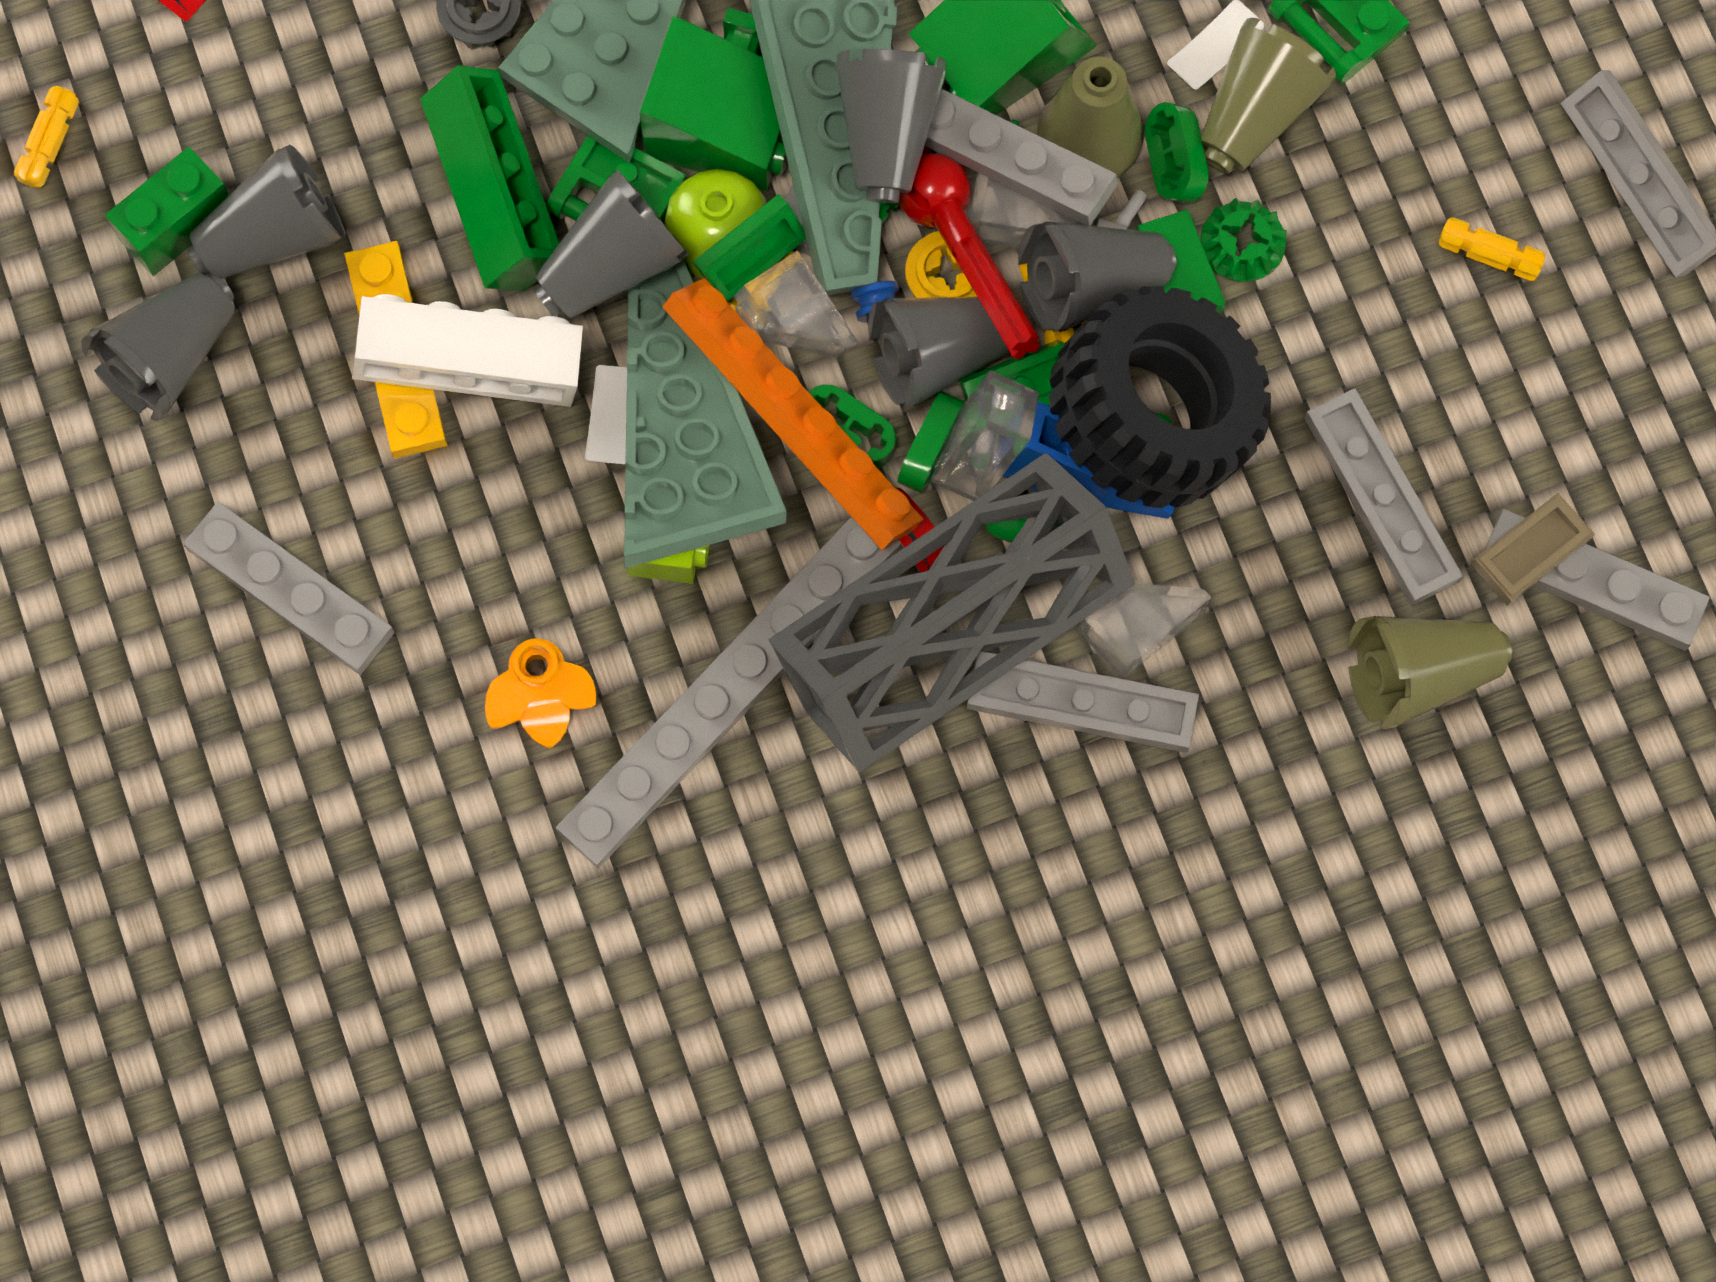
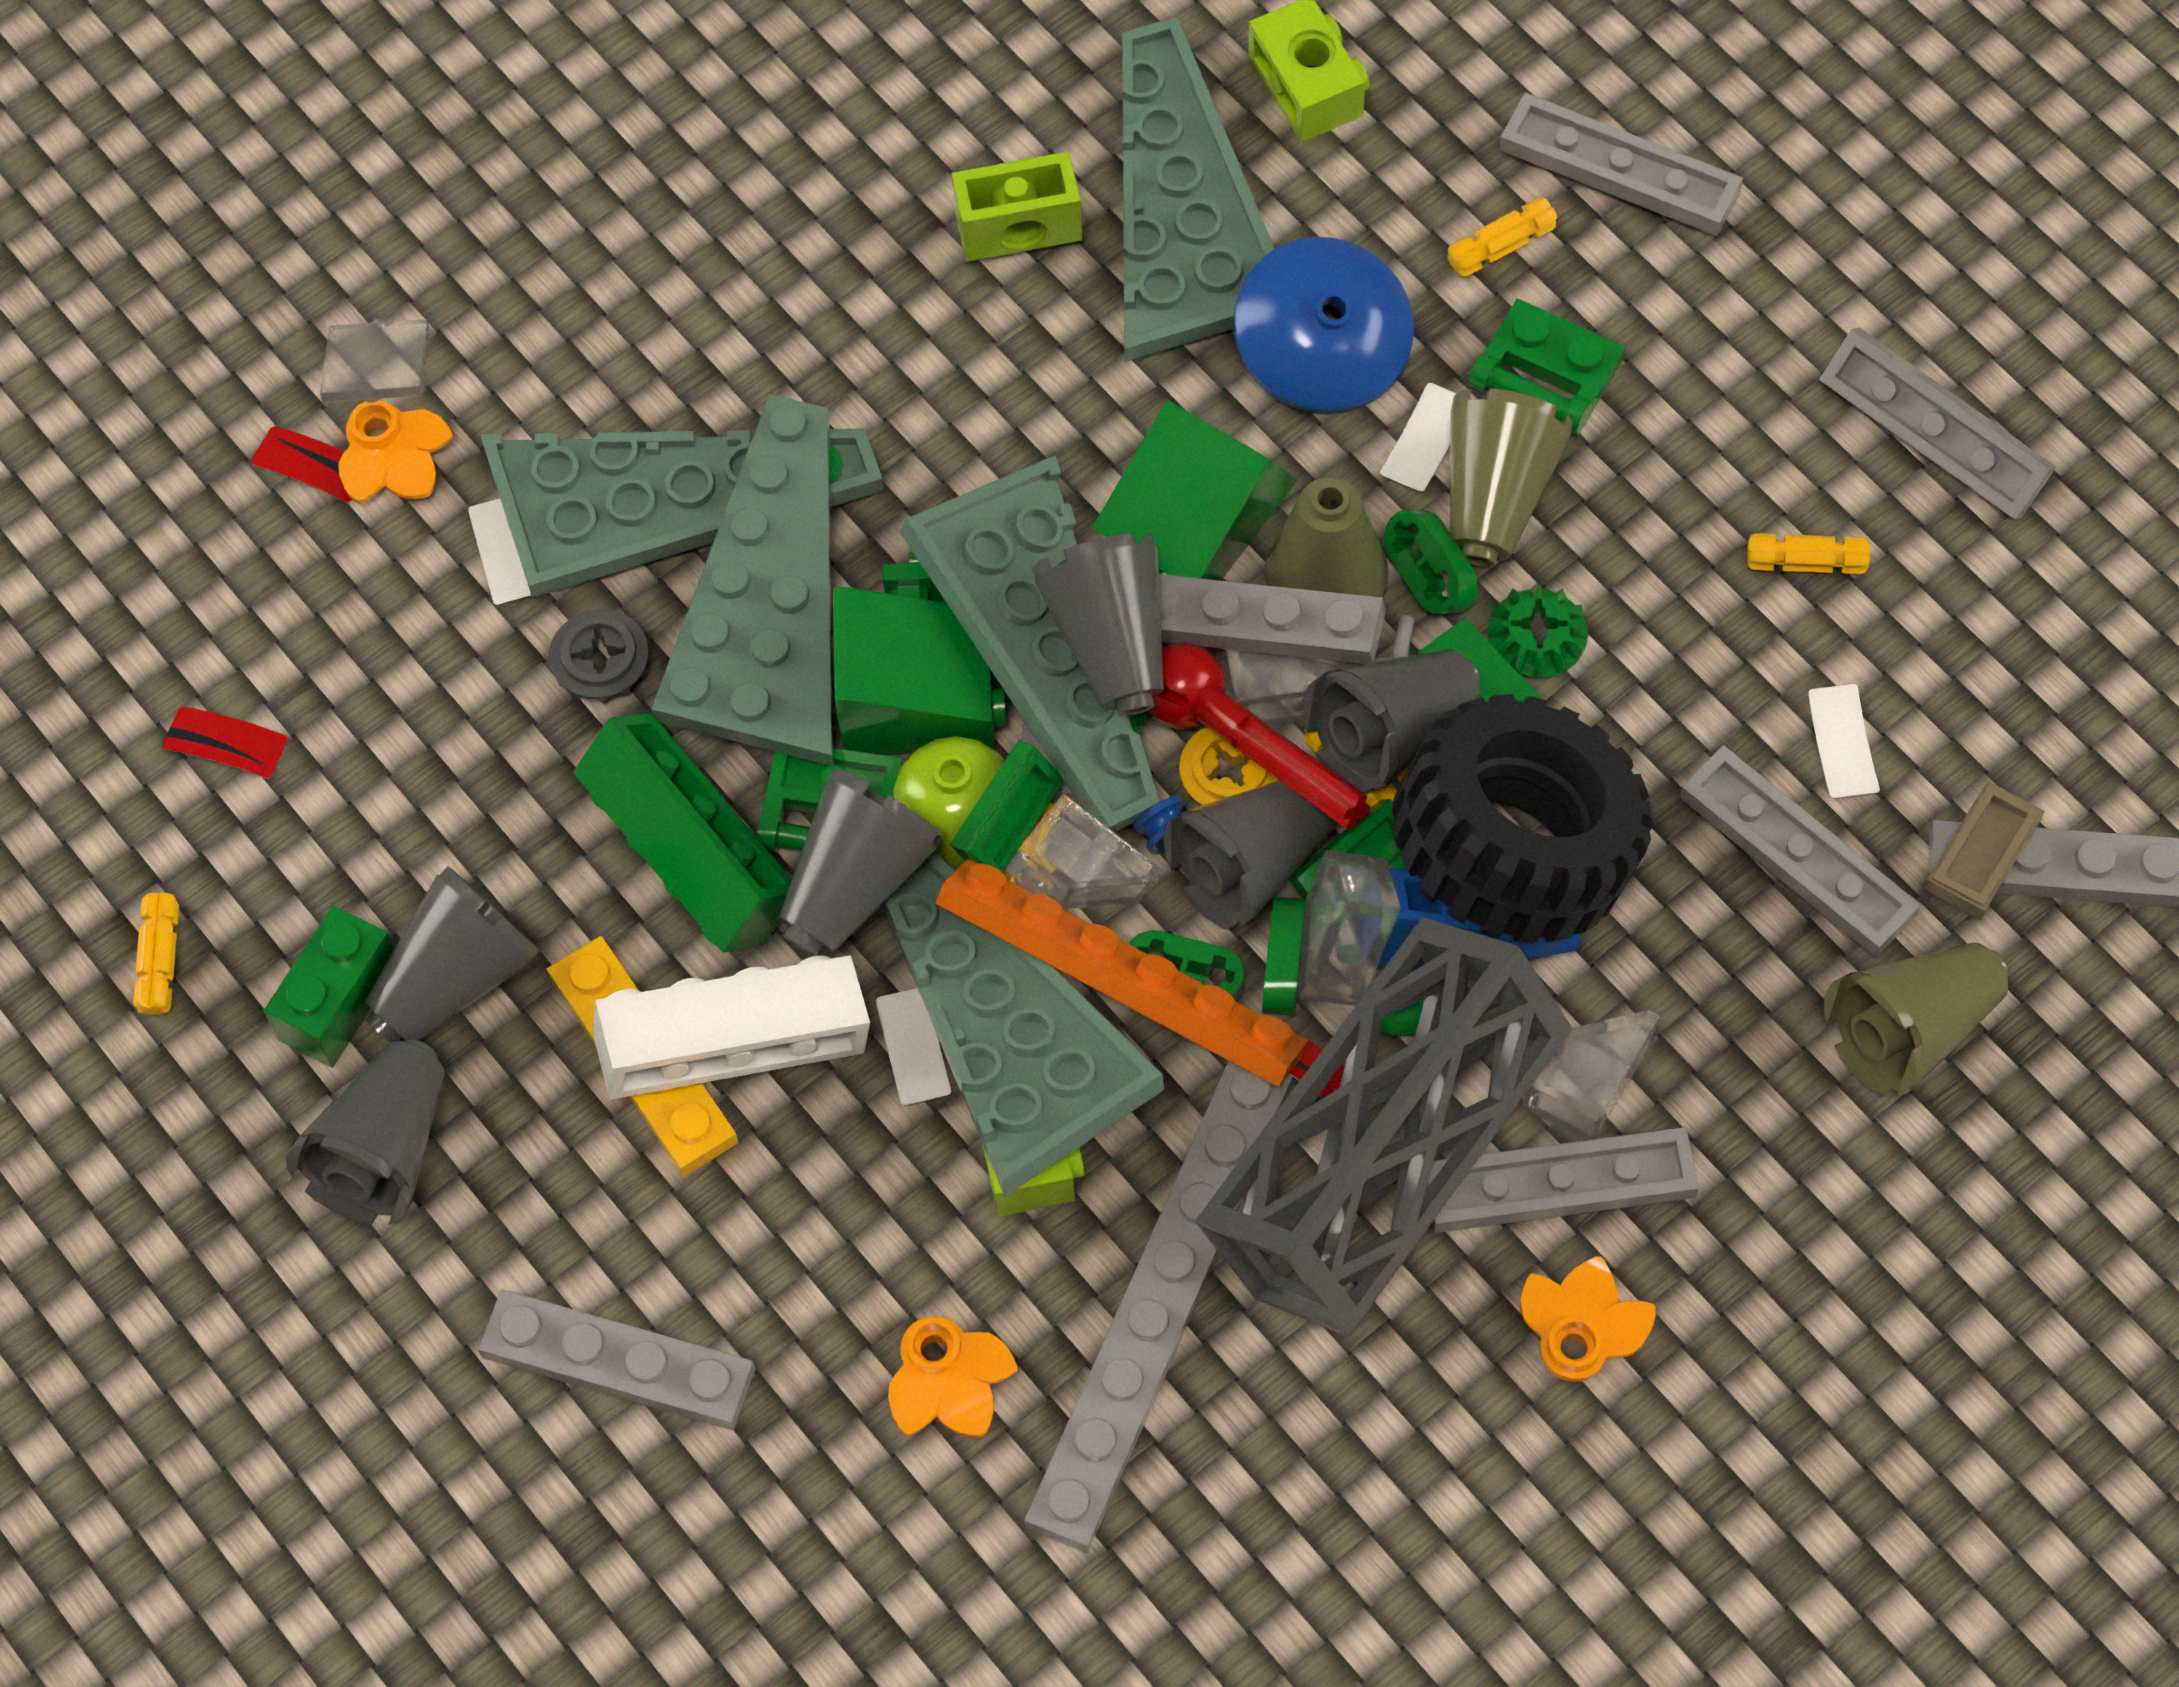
camera: 15 degrees left, 10 degrees down
(1063, 815) = (1584, 1312): none -> light orange plate
(1457, 416) = (1842, 741): none -> white sticker

